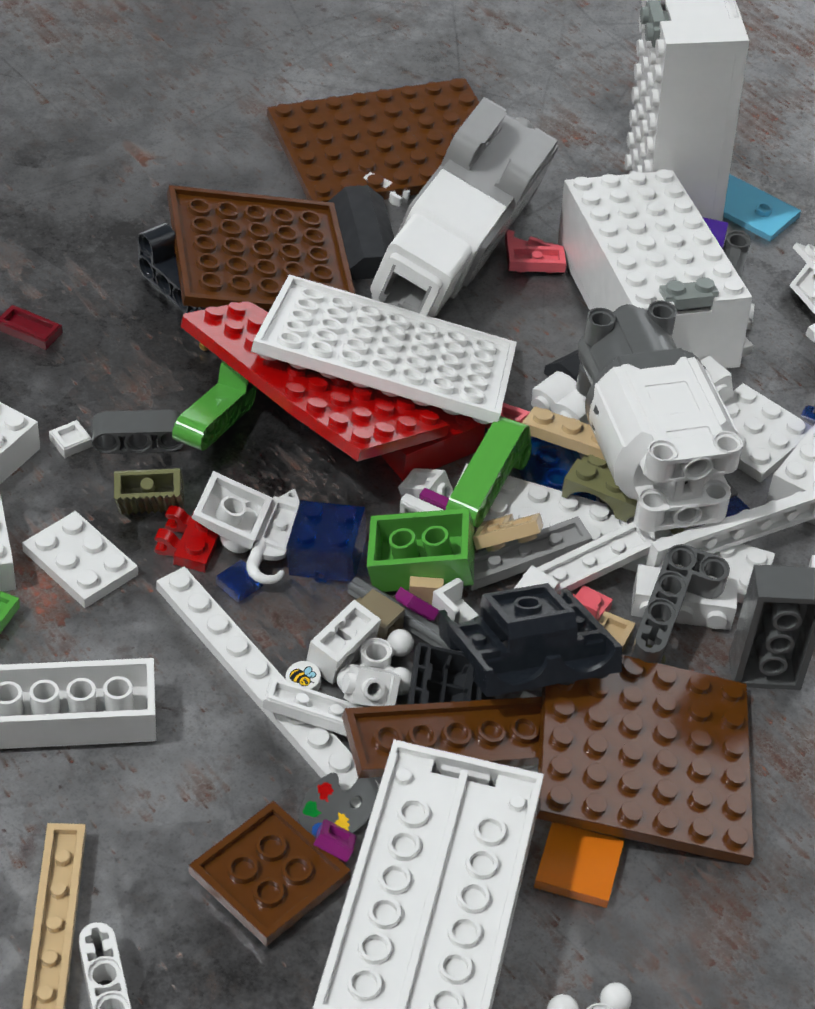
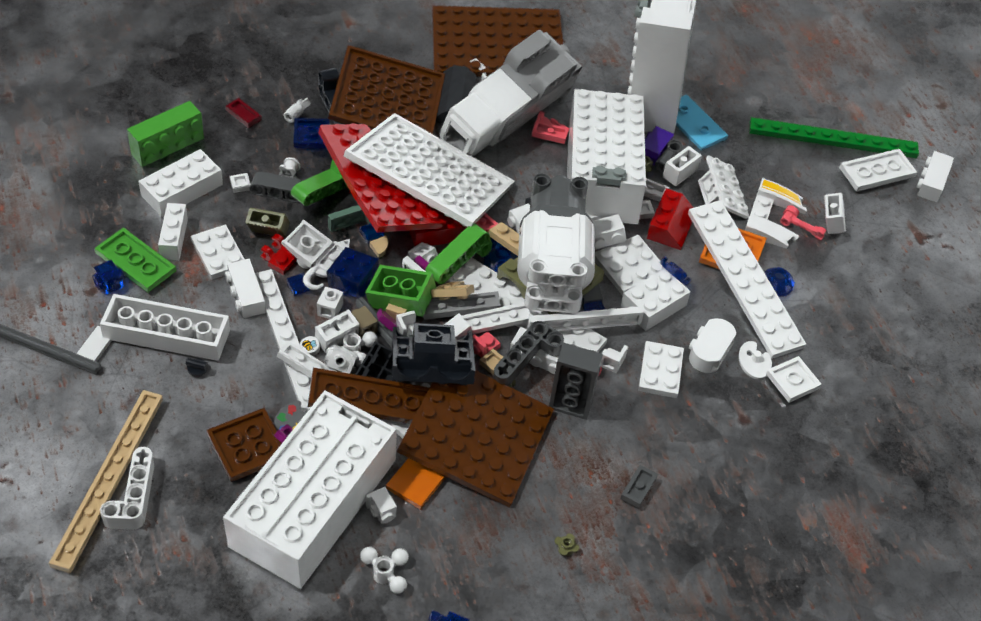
camera: 15 degrees right, 5 degrees up
(117, 305) = (296, 110): none -> white bar
(124, 760) = (196, 367): none -> black plate
(146, 395) = (290, 167): none -> white brick
(155, 608) = (245, 288): none -> white brick
(157, 336) = (307, 134): none -> clear blue plate
(285, 450) = (346, 218): none -> sand green plate
(308, 600) = (329, 303): none -> white brick
(323, 471) = (369, 233): none -> clear blue tile
(346, 489) = (379, 246): none -> tan tile
(546, 917) = (381, 505): none -> white brick
(763, 265) = (682, 166): none -> white brick
(781, 351) = (671, 220): none -> red slope

